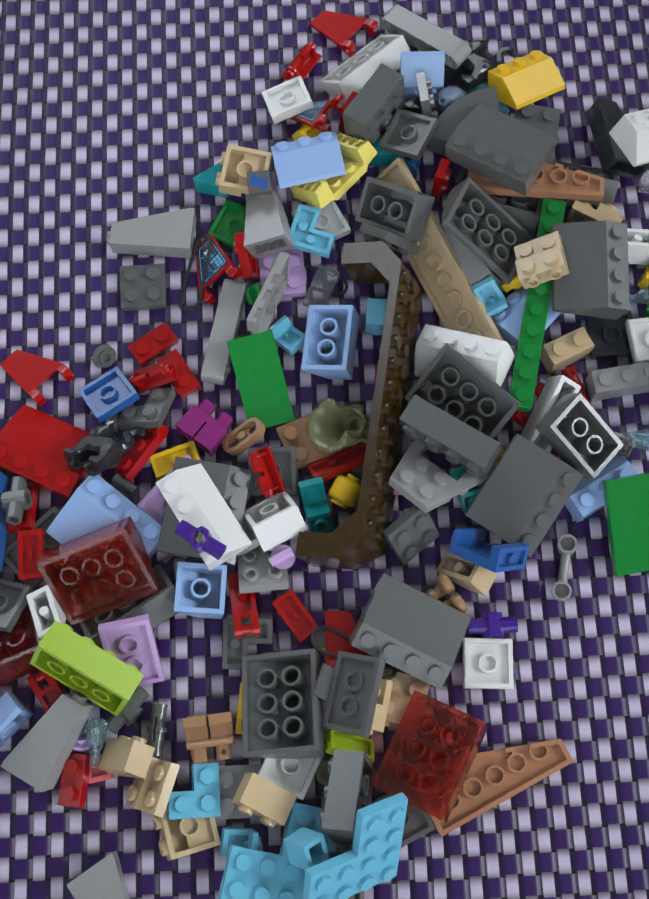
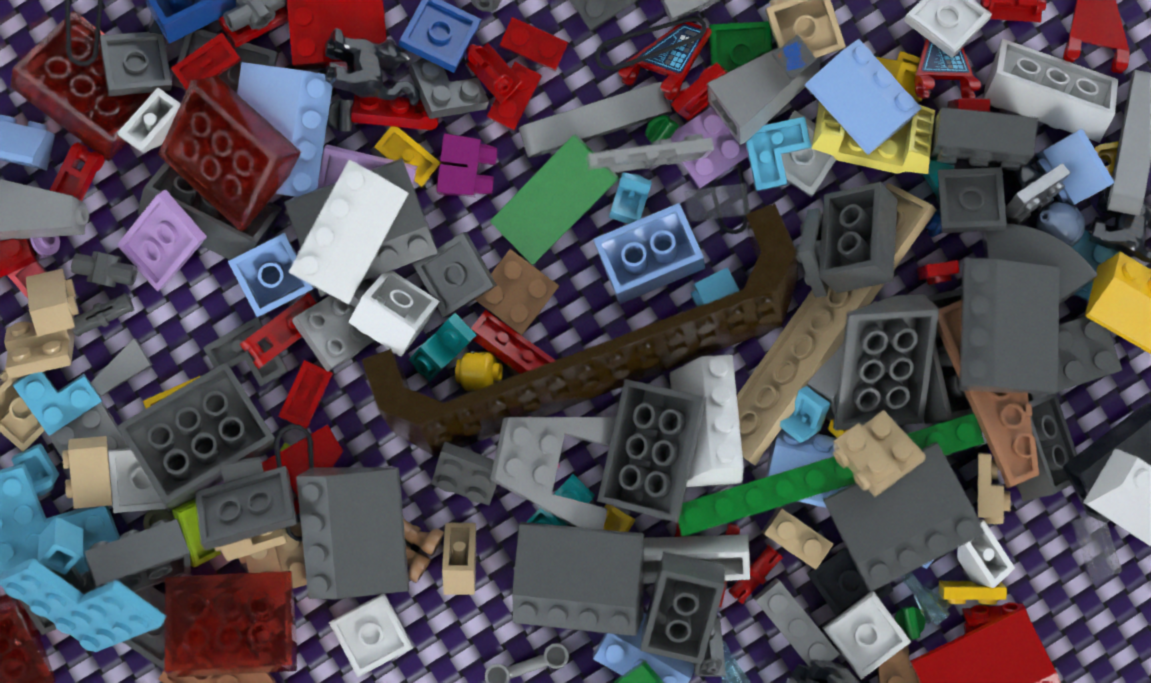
camera: 60 degrees right, 15 degrees up
(86, 668) = (112, 207): lime brick -> none
(96, 734) = (58, 254): clear light blue cone -> none
(199, 739) = (112, 368): medium nougat hips -> none
(210, 546) = (307, 233): dark purple axle -> none
(243, 436) = (479, 219): medium nougat plate -> none
(270, 482) = (452, 261): red hinge -> none
(282, 557) = (354, 345): lavender plate -> none
(337, 426) = (546, 321): olive hair -> none
(449, 436) = (593, 459): dark grey brick -> none
(471, 546) = (486, 569): blue panel -> none
(492, 625) = (416, 618): dark purple axle -> none

